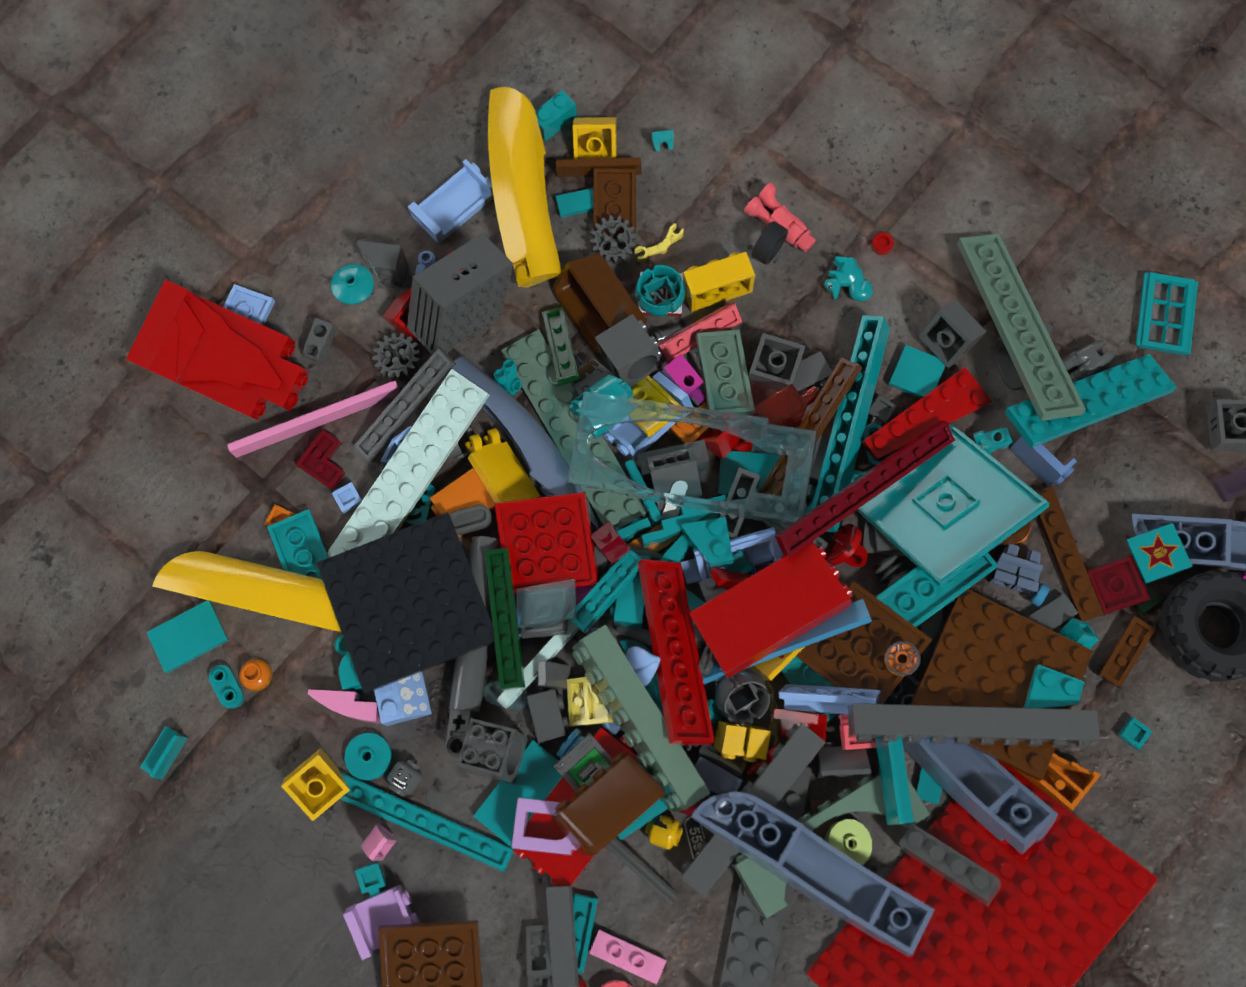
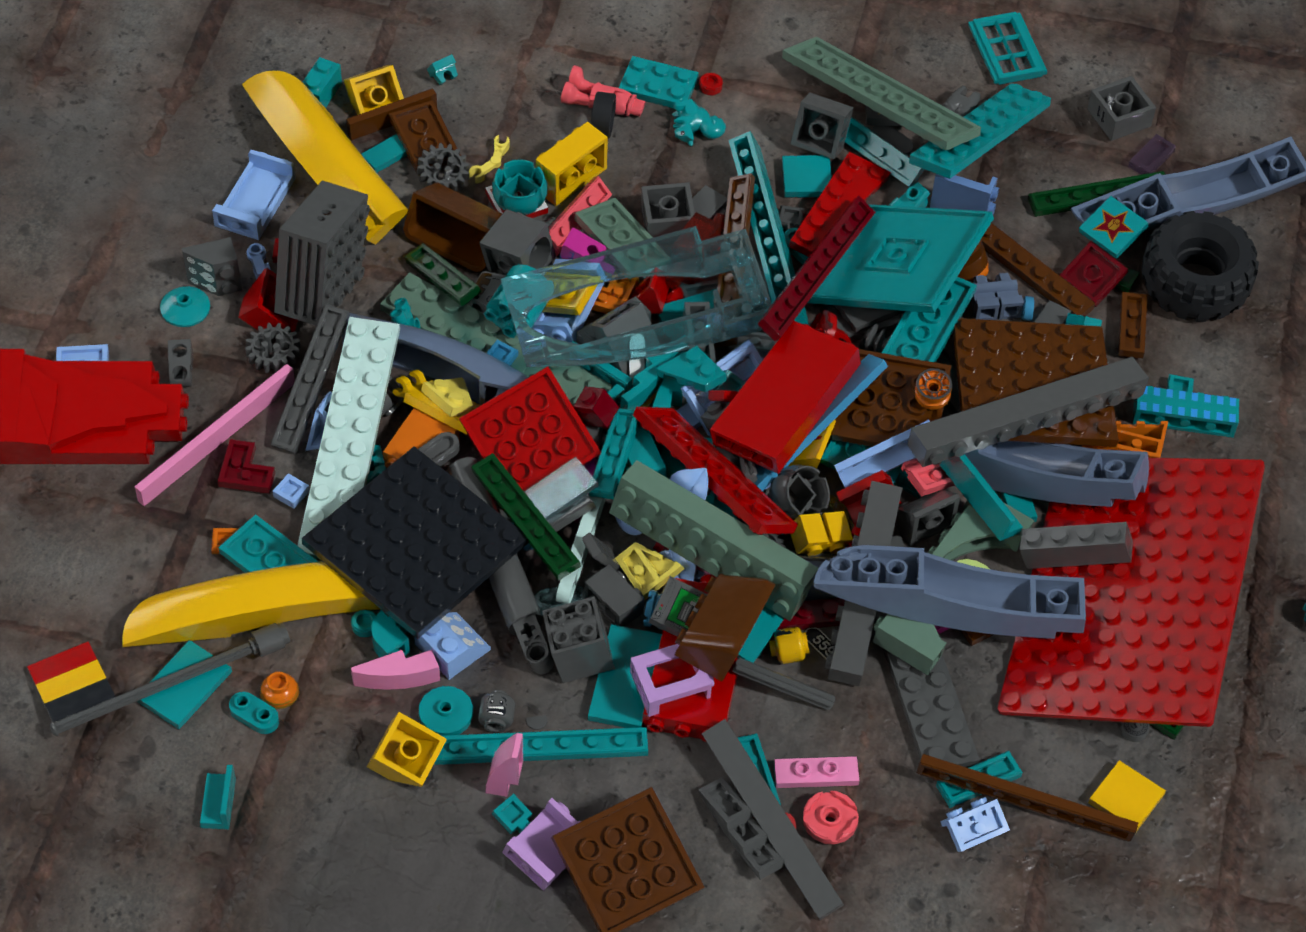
camera: 35 degrees left, 20 degrees down
(108, 605) = (78, 690): none -> flag
(506, 470) = (449, 395): none -> light yellow wing
(565, 445) = (503, 352): none -> dark azure tile
(838, 224) = (658, 82): none -> teal plate
(993, 377) = (882, 153): none -> teal plate
(1052, 689) = (1082, 359): teal wing -> none
(1131, 765) = (1188, 411): none -> teal brick
(1167, 500) = (1065, 198): none -> dark green tile

